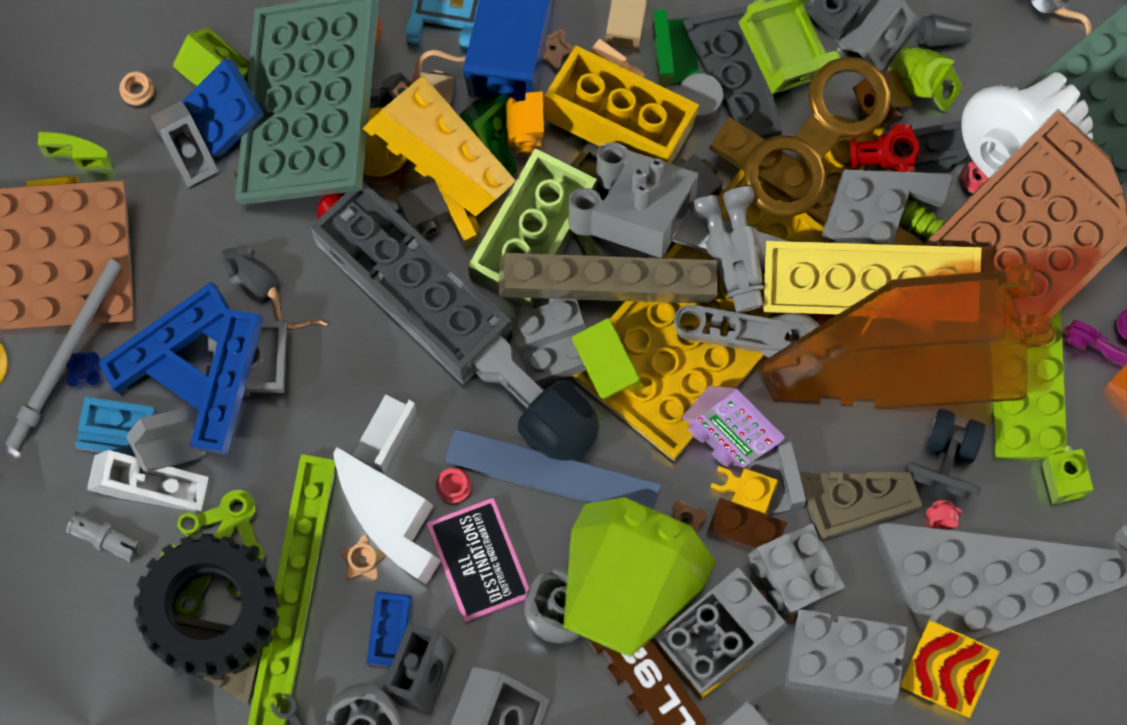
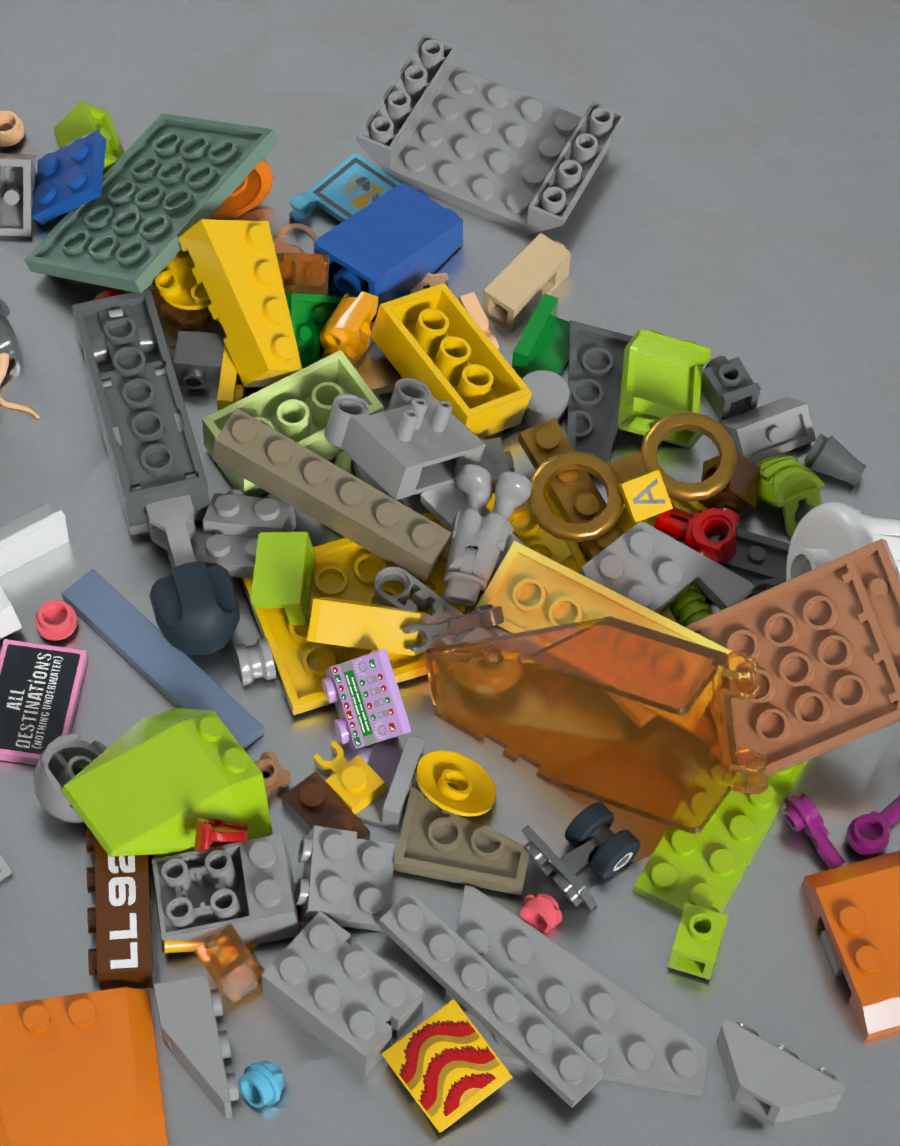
camera: 25 degrees right, 15 degrees down
(468, 97) = (304, 272): none -> clear orange brick
(622, 436) = (254, 661): none -> light grey wheel
(694, 592) = (218, 832): none -> red piece
(699, 369) = (362, 625): none -> yellow slope
(752, 352) = (484, 616): none -> dark grey piece
(758, 681) = (231, 963): none -> clear orange brick
(827, 451) = (455, 783): none -> yellow dish
(838, 149) = (645, 496): none -> yellow tile
(952, 602) = (491, 999): none -> light grey plate

